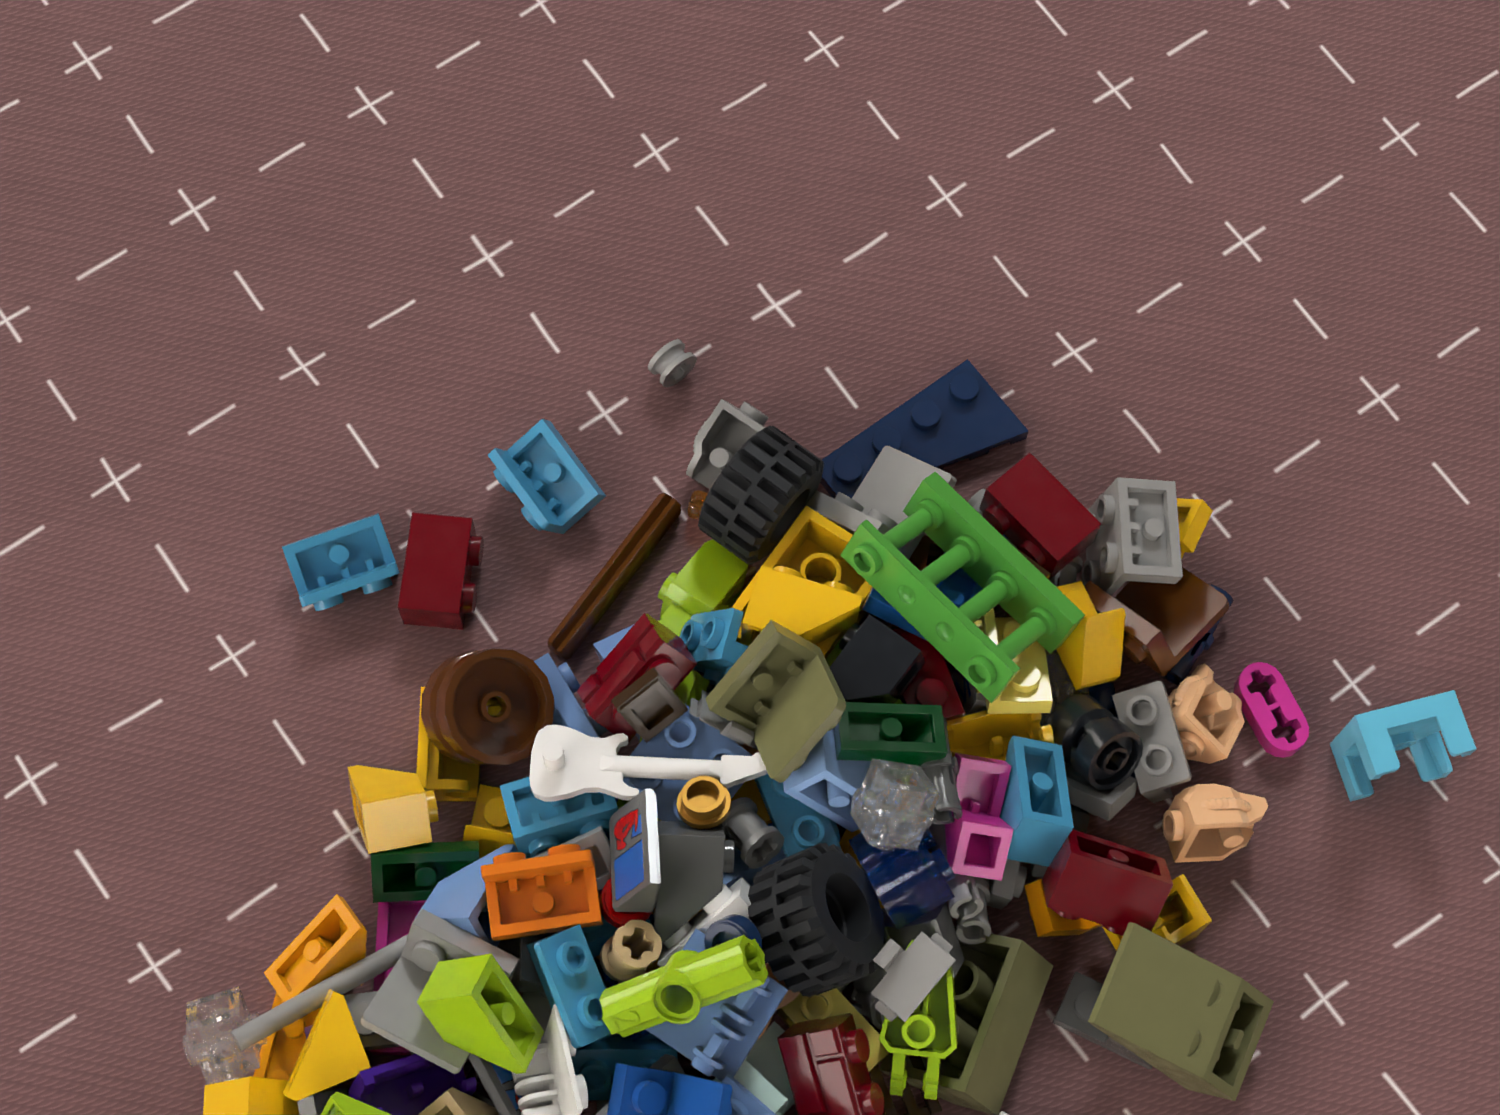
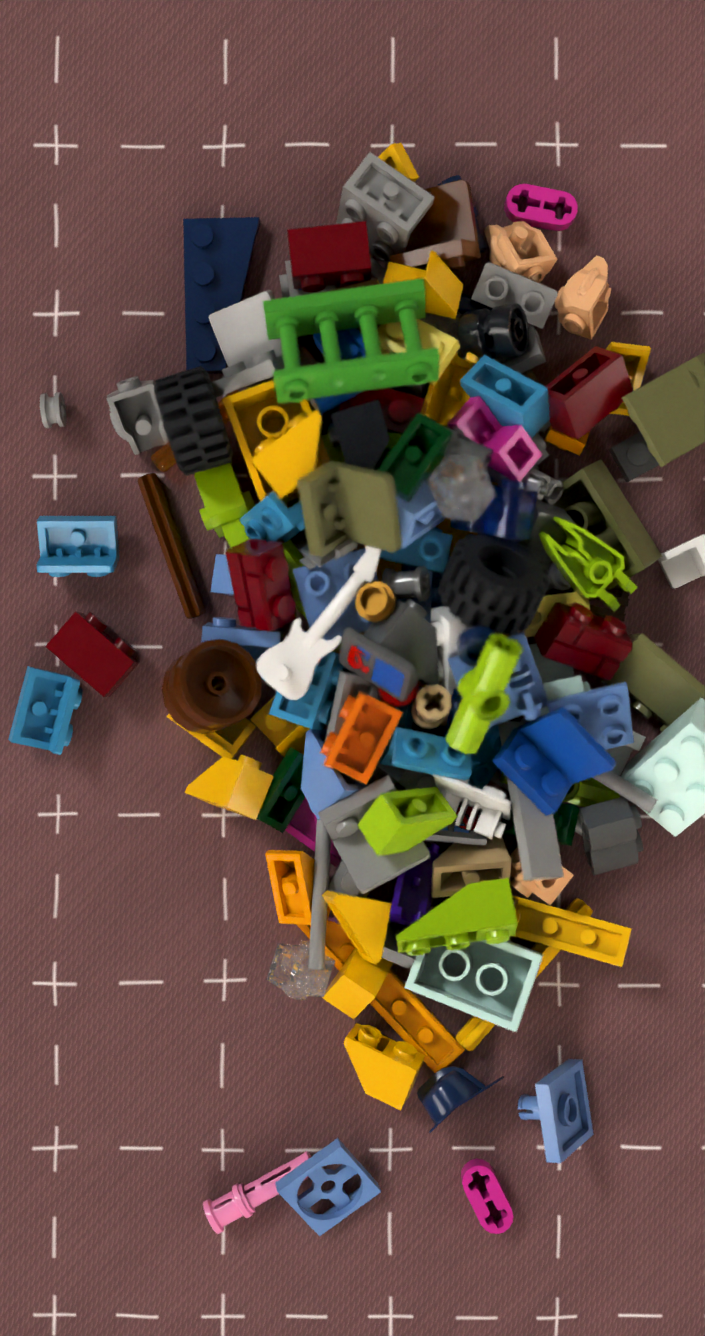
camera: 55 degrees left, 20 degrees up
(649, 704) = (289, 591): dark brown tile -> none
(910, 974) = (565, 552): light grey piece -> none
(1369, 741) = (625, 131): medium azure panel -> none

